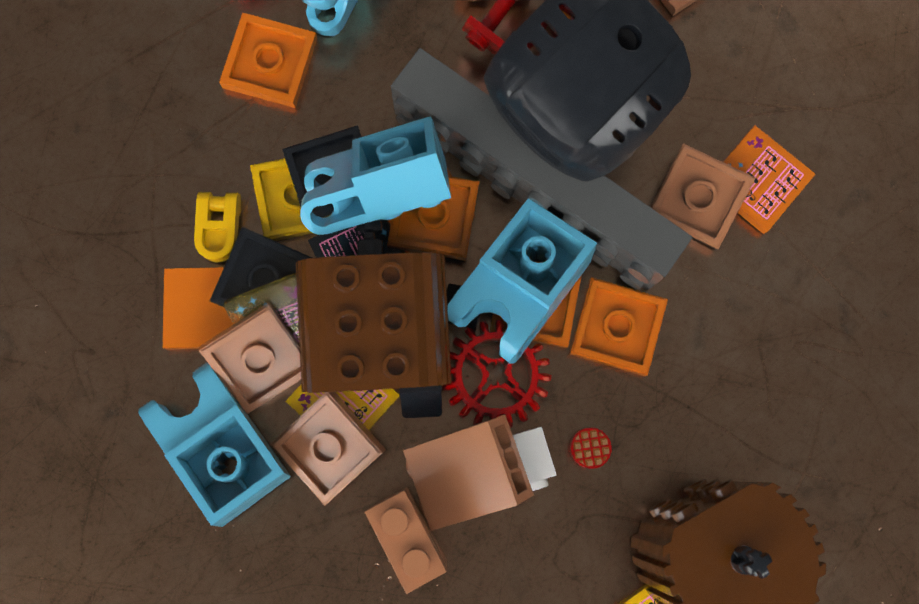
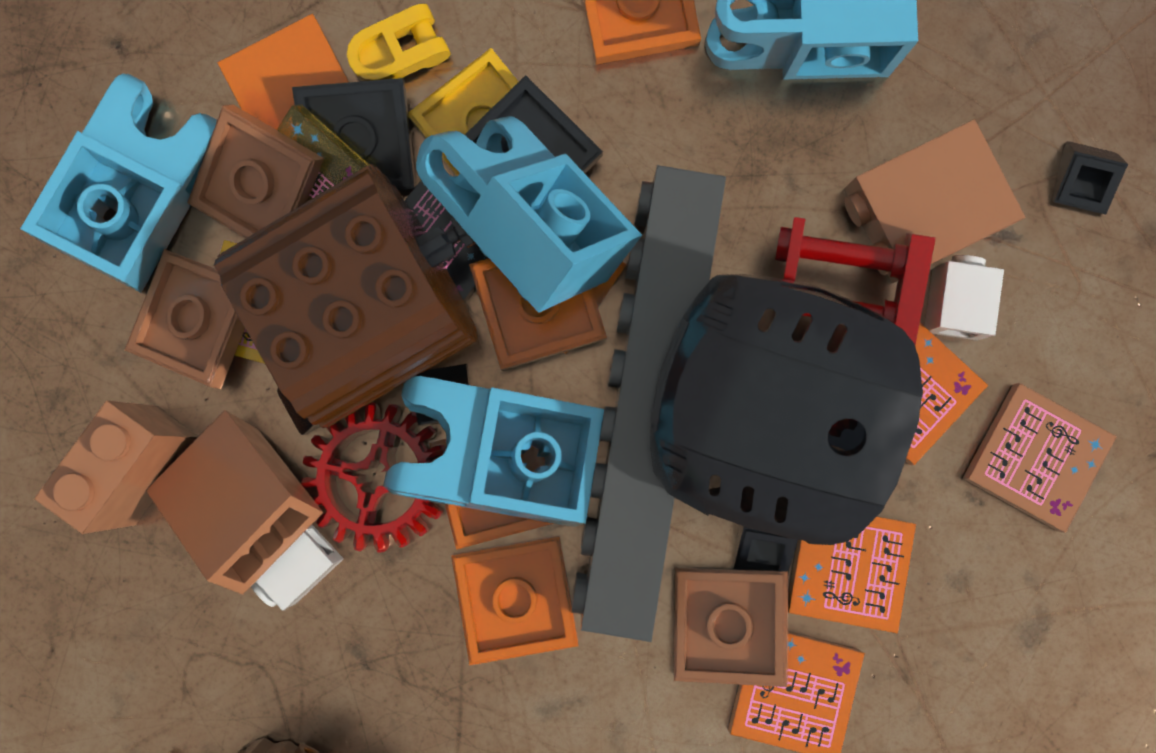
camera: 70 degrees right, 5 degrees up
(590, 448) = (346, 636): tile -> none
(657, 153) = (762, 551): none -> black slope
(705, 111) = (855, 579): none -> orange tile

